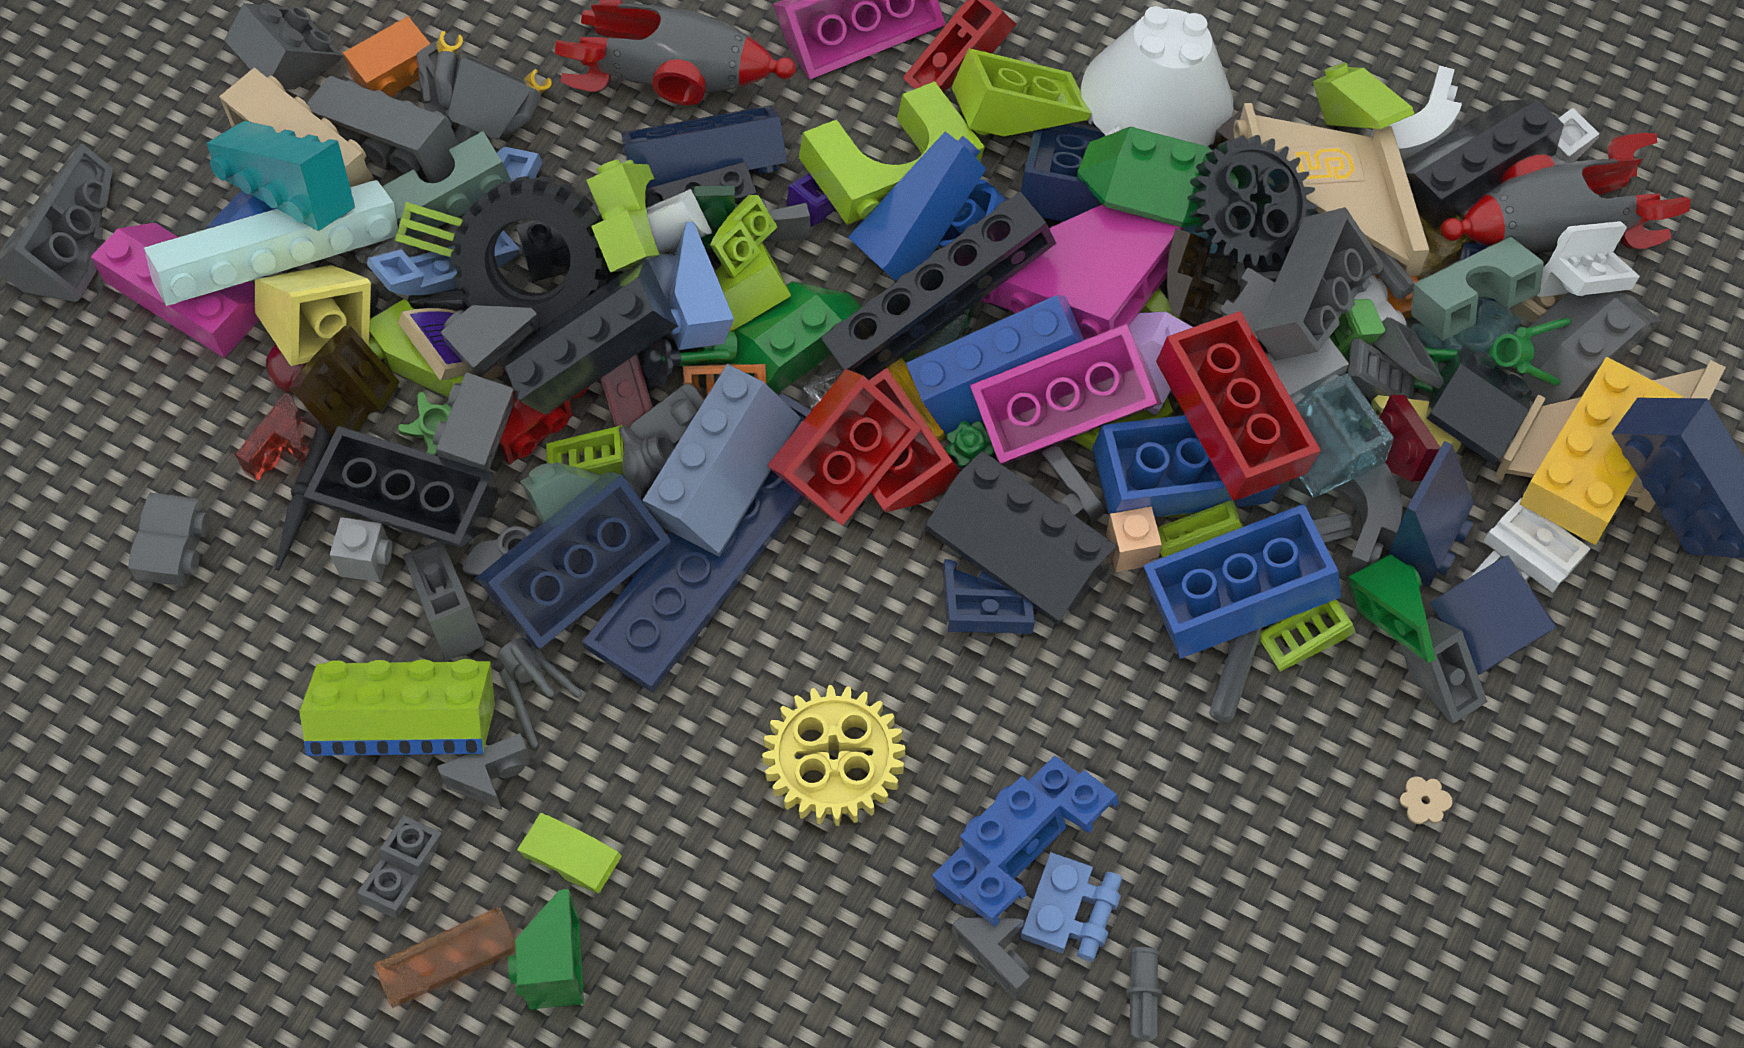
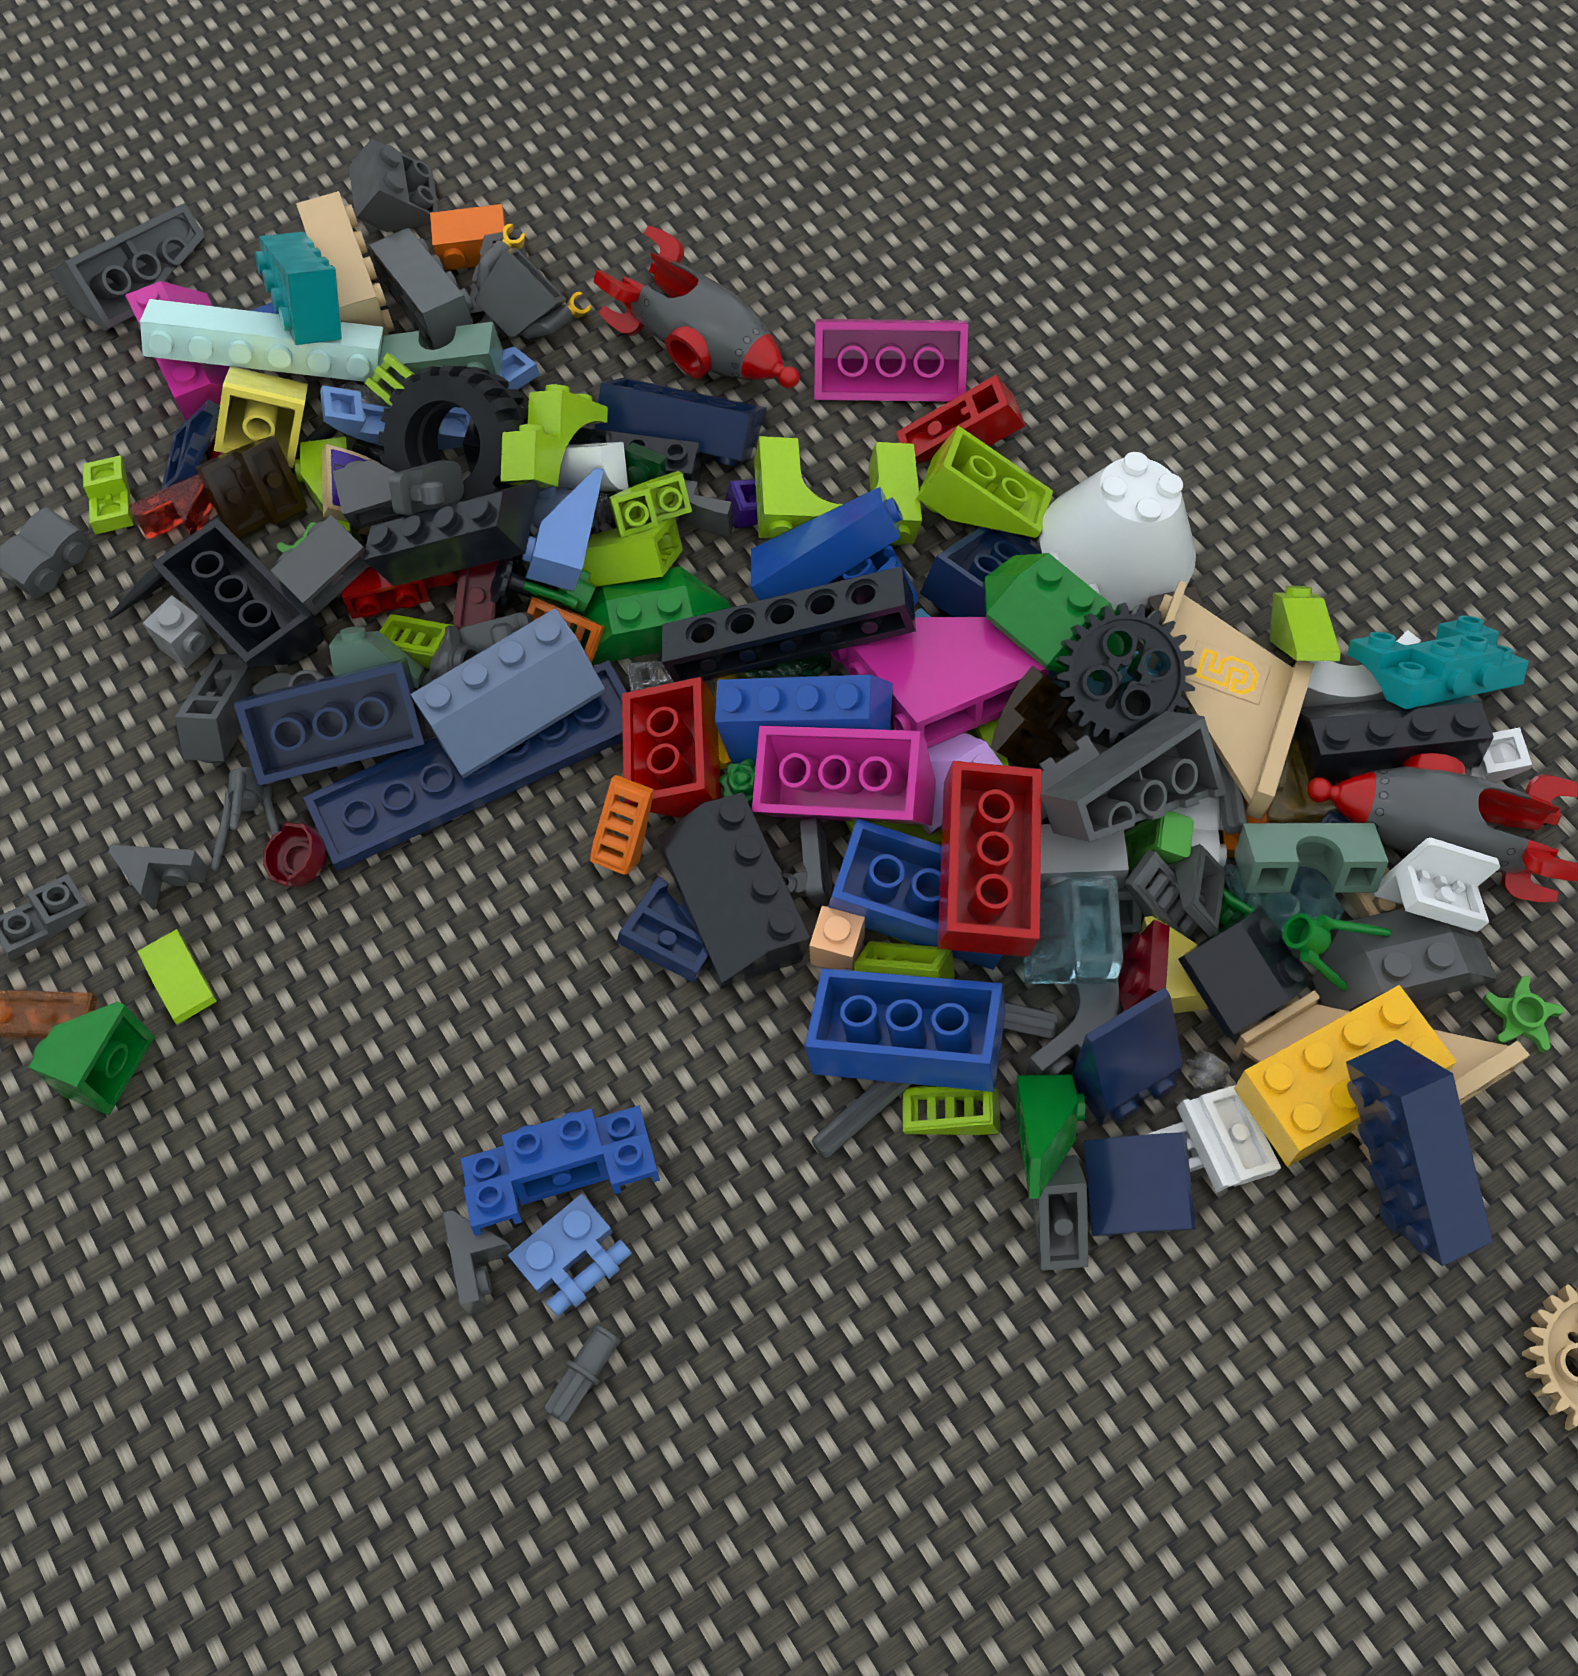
camera: 30 degrees right, 0 degrees up
(192, 456) = (108, 494): none -> lime slope
(251, 375) = (190, 444): none -> dark blue wing
(398, 708) = (112, 779): lime brick -> none
(544, 308) = (426, 487): none -> dark grey piece
(609, 695) = (294, 855): none -> dark red hair
(835, 792) = (427, 1037): light yellow gear -> none
(844, 446) = (618, 730): red slope -> none
(893, 555) = (611, 849): none -> orange slope
(1430, 791) = (965, 1317): tan plant -> none
(1487, 86) = (1452, 667): none -> teal bracket
(1489, 500) = (1208, 1071): none -> clear plate
(1697, 339) = (1523, 1015): none -> bright green animal

